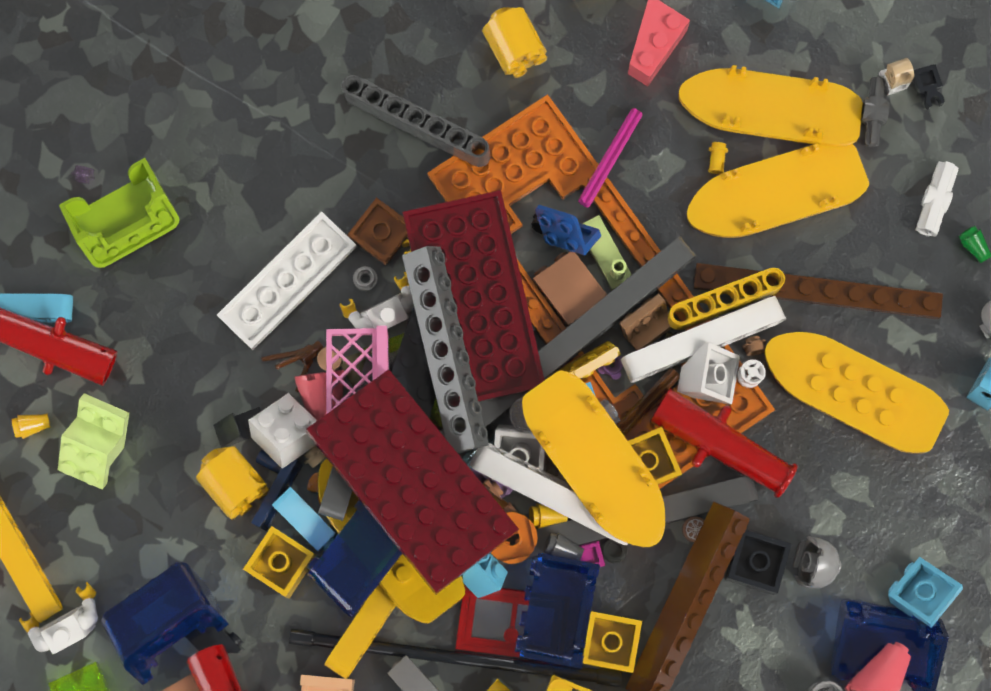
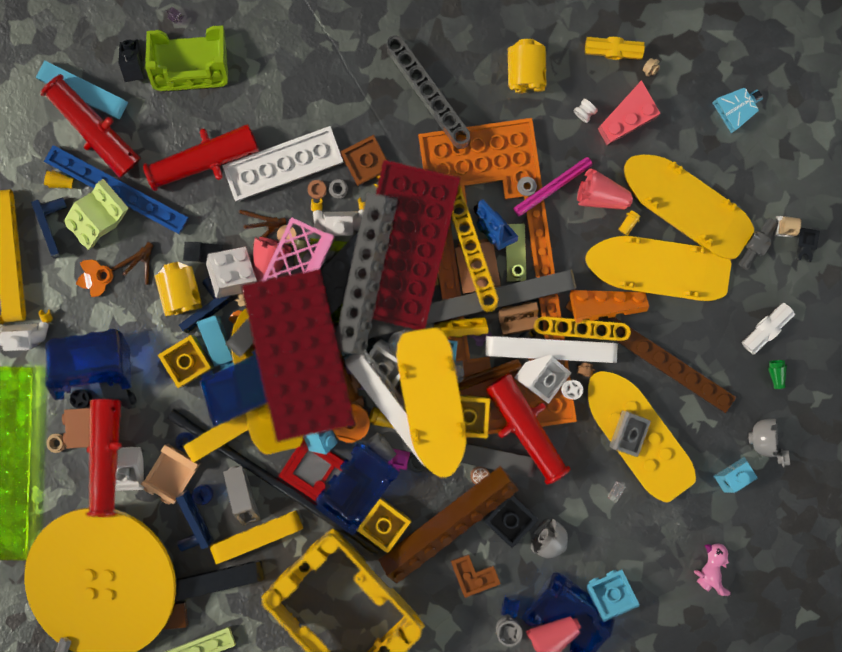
camera: 20 degrees right, 10 degrees up
(25, 471) = (42, 210): none -> dark blue piece
(55, 247) = (131, 60): none -> black slope
(121, 519) = (92, 279): none -> orange plate
(137, 403) = (131, 197): none -> blue plate
(168, 670) = (77, 397): none -> black wheel
(170, 465) = (143, 256): none -> reddish brown plant
(189, 315) = (202, 157): none -> red piece
(315, 661) = (180, 437): none -> clear blue plate
(340, 291) = (317, 189): none -> nougat tile
(560, 273) = (474, 255): none -> yellow beam
(580, 177) = (522, 190): none -> light grey plate
(604, 58) = (585, 110): none -> white wheel
(669, 137) = (602, 192): none -> coral cone
(733, 259) = (606, 303): none -> orange wing
(750, 660) = (471, 581): none -> dark orange plate
(811, 669) = (509, 607): none -> clear blue wheel
(844, 390) = (629, 433): none -> light grey slope
(864, 468) = (616, 491): none -> clear tile

